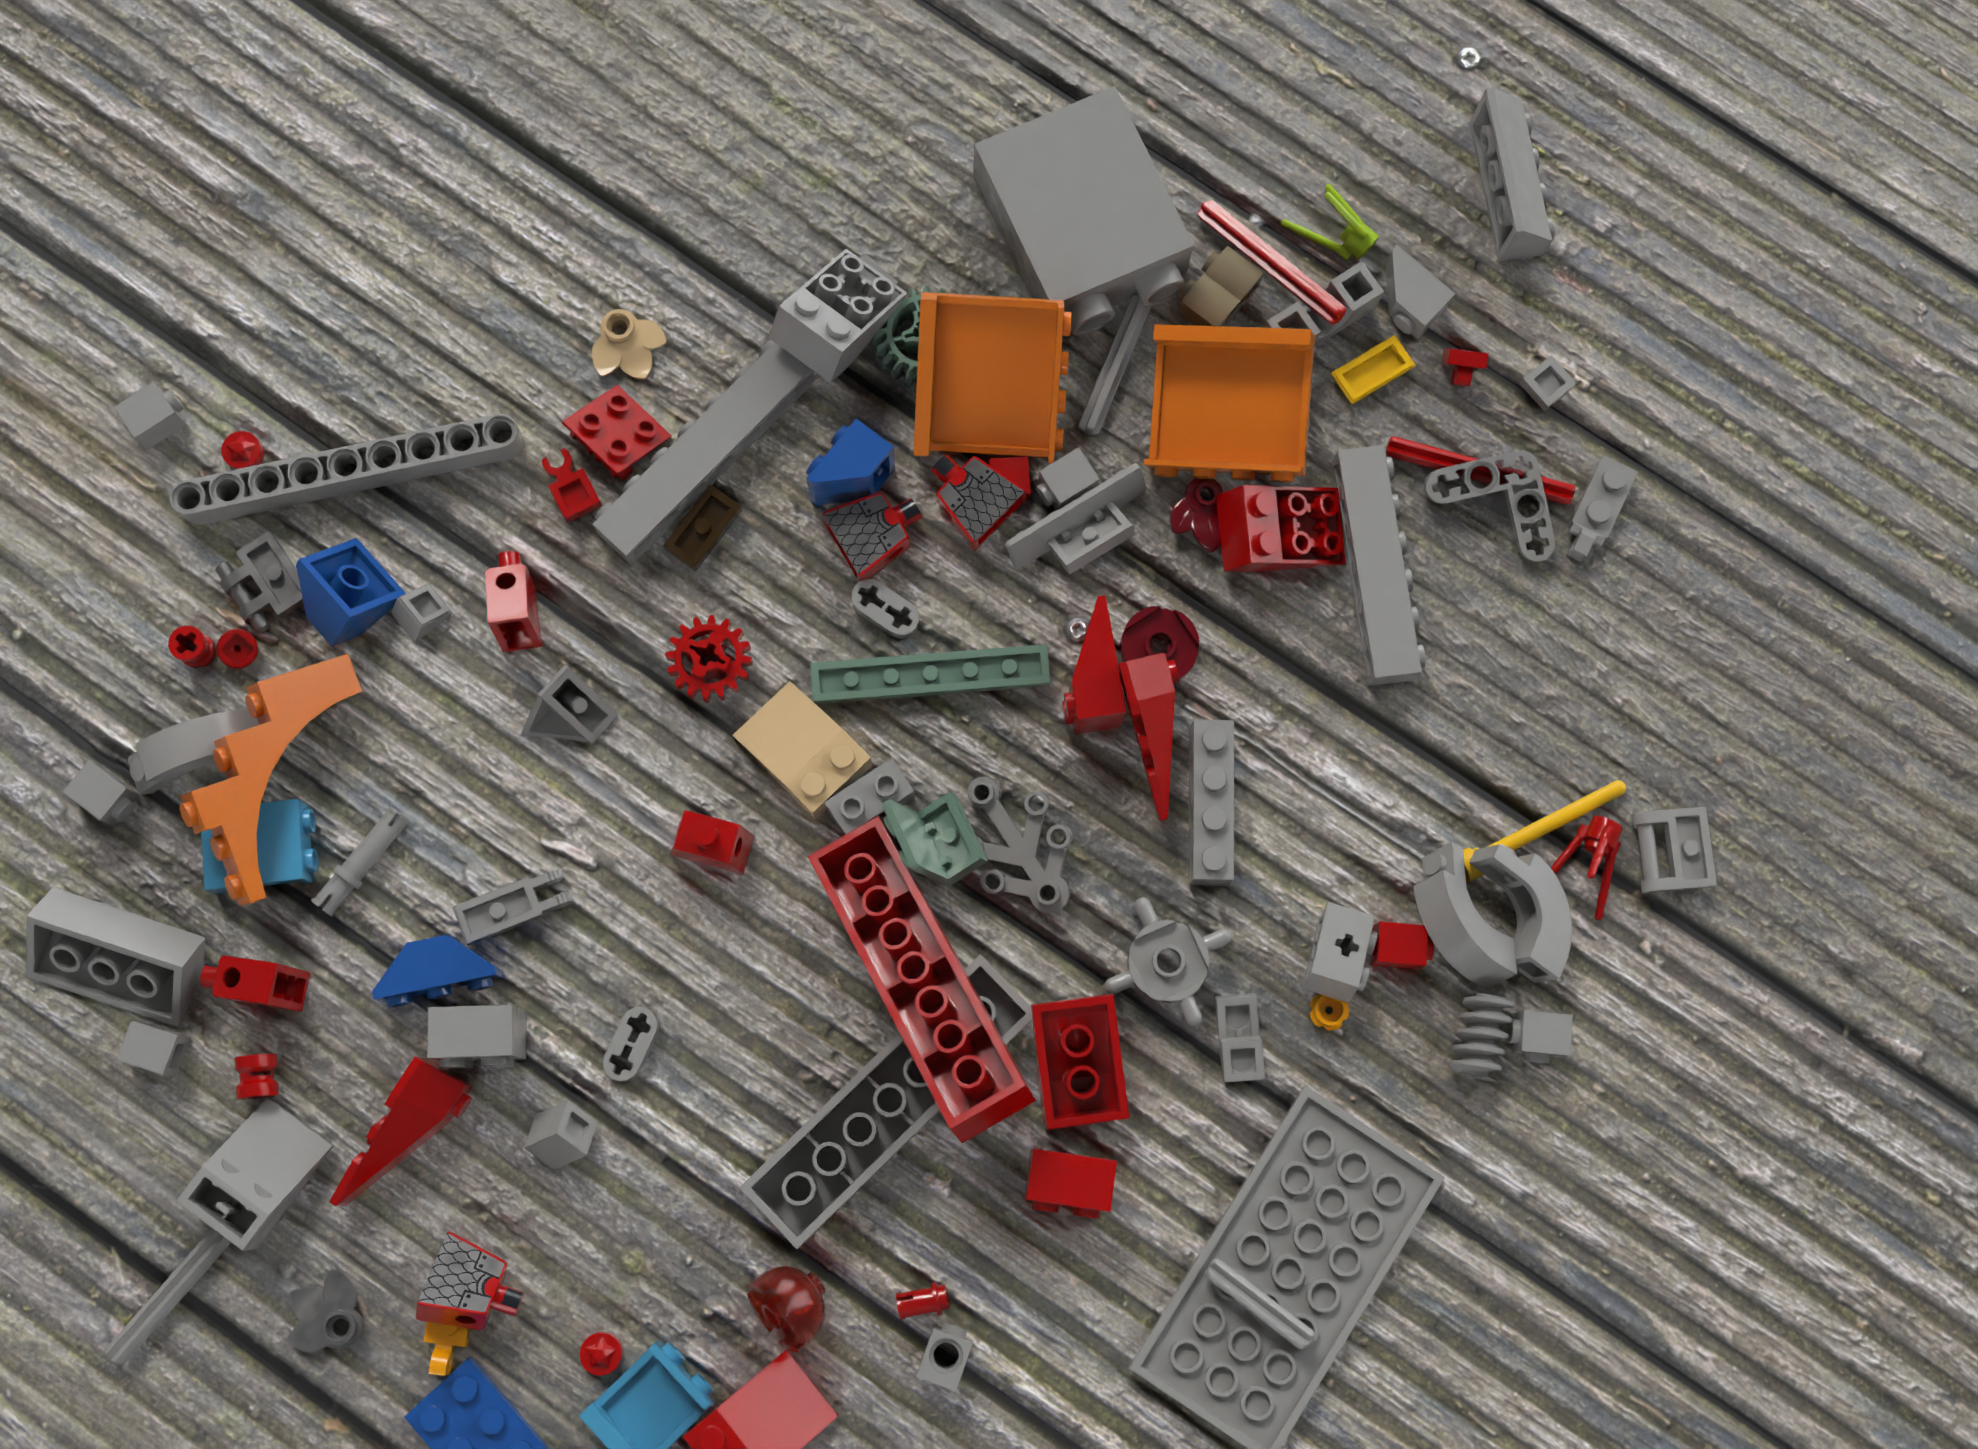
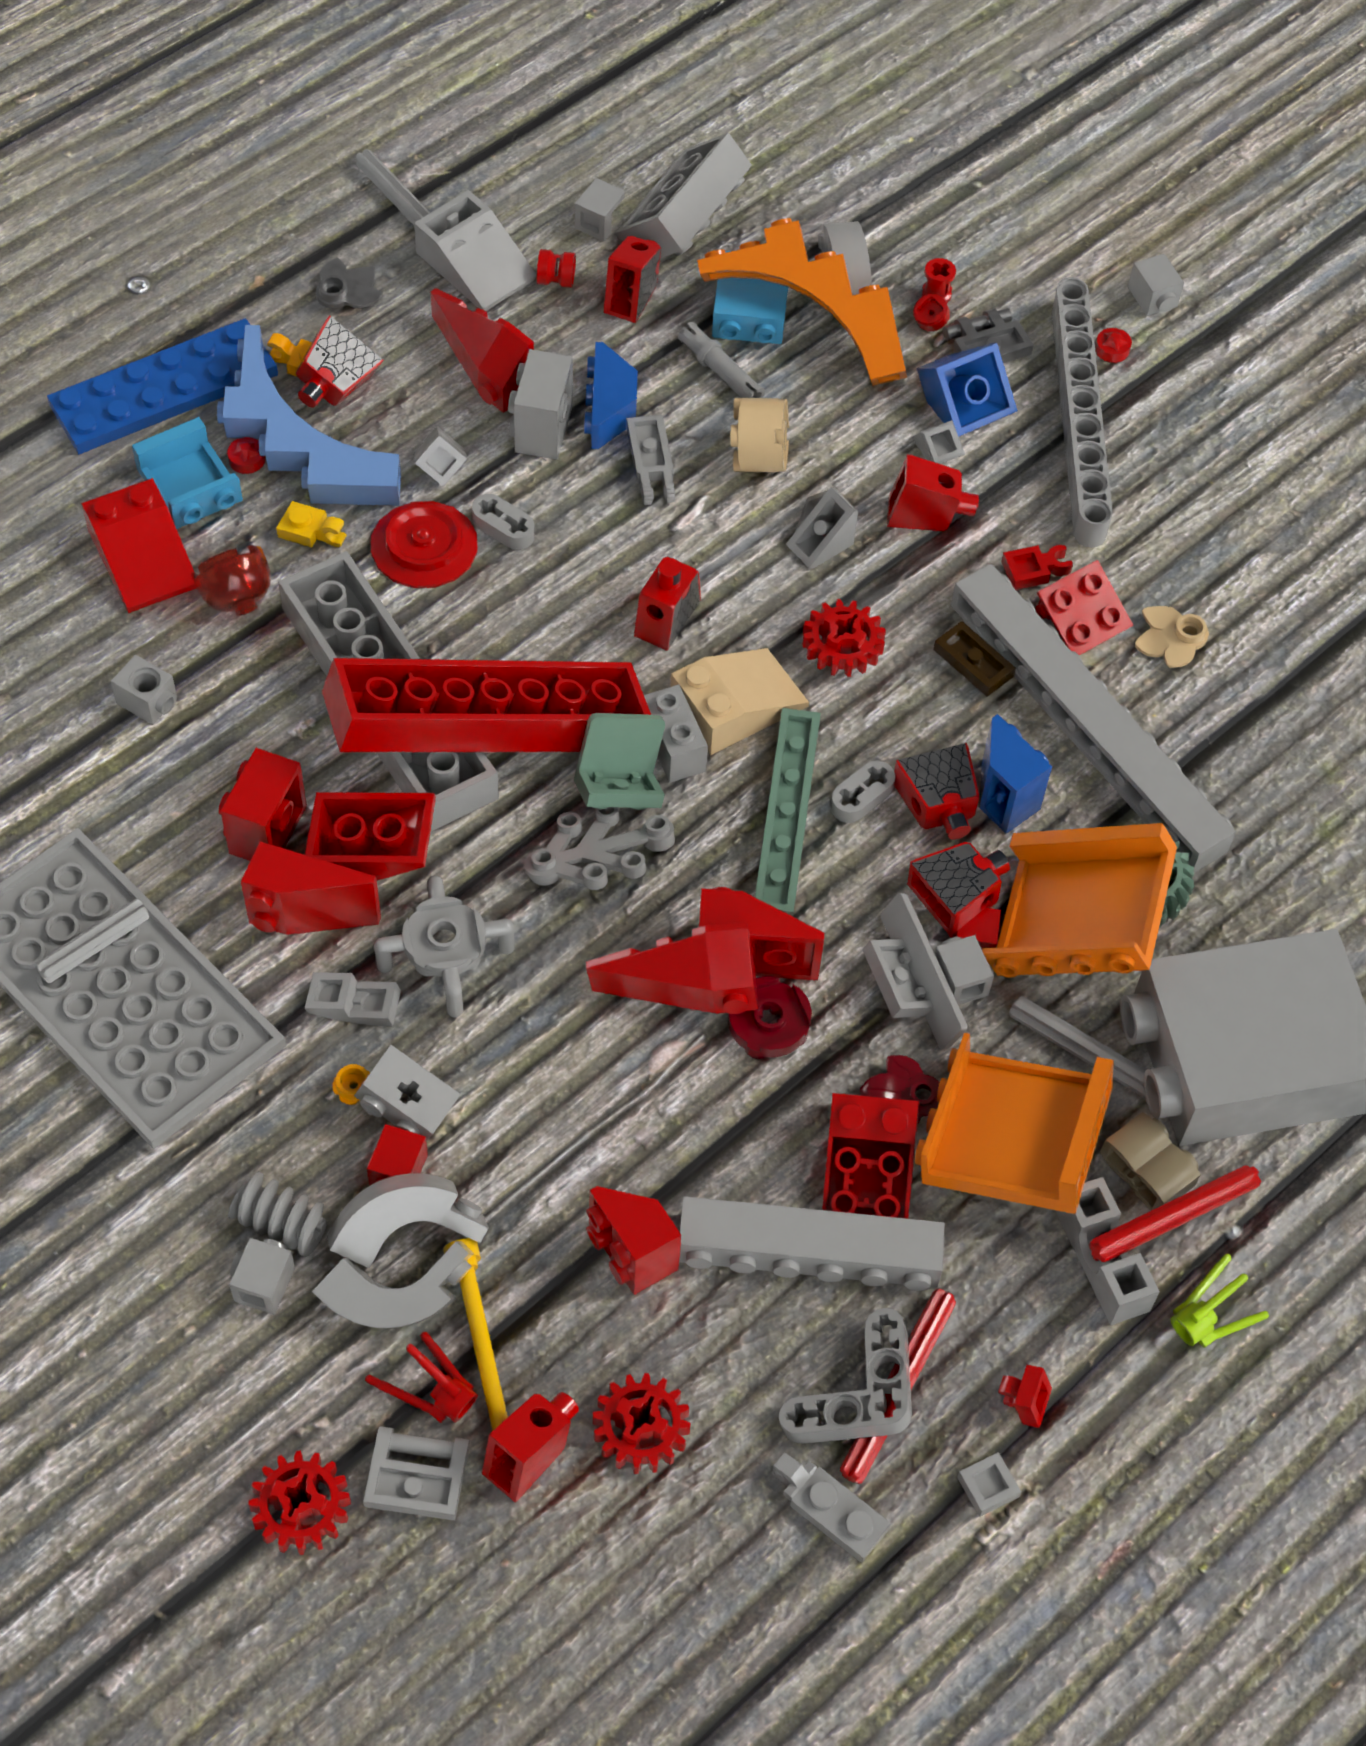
camera: 105 degrees right, 20 degrees down
(102, 793) = (822, 205): light grey brick -> none
(467, 789) = (760, 435): none -> tan brick
(550, 1352) = (328, 468): none -> medium blue arch
(675, 1123) = (424, 544): none -> red piece
(684, 1257) = (307, 524): none -> yellow plate
(835, 314) = (1170, 783): light grey slope -> none
(923, 1301) = (199, 694): red pin -> none
(1158, 1117) = (306, 894): none -> red slope
(1211, 802) = (593, 1020): light grey brick -> none
(1373, 369) = (1037, 1301): yellow tile -> none
(1413, 293) = (1118, 1361): light grey slope -> none
(1428, 705) = (634, 1235): none -> red slope
(1510, 177) = (1250, 1500): light grey slope -> none
(1574, 687) = (627, 1412): none -> red gear
(1643, 757) = (528, 1443): none -> red torso
(1730, 956) = (317, 1510): none -> red gear

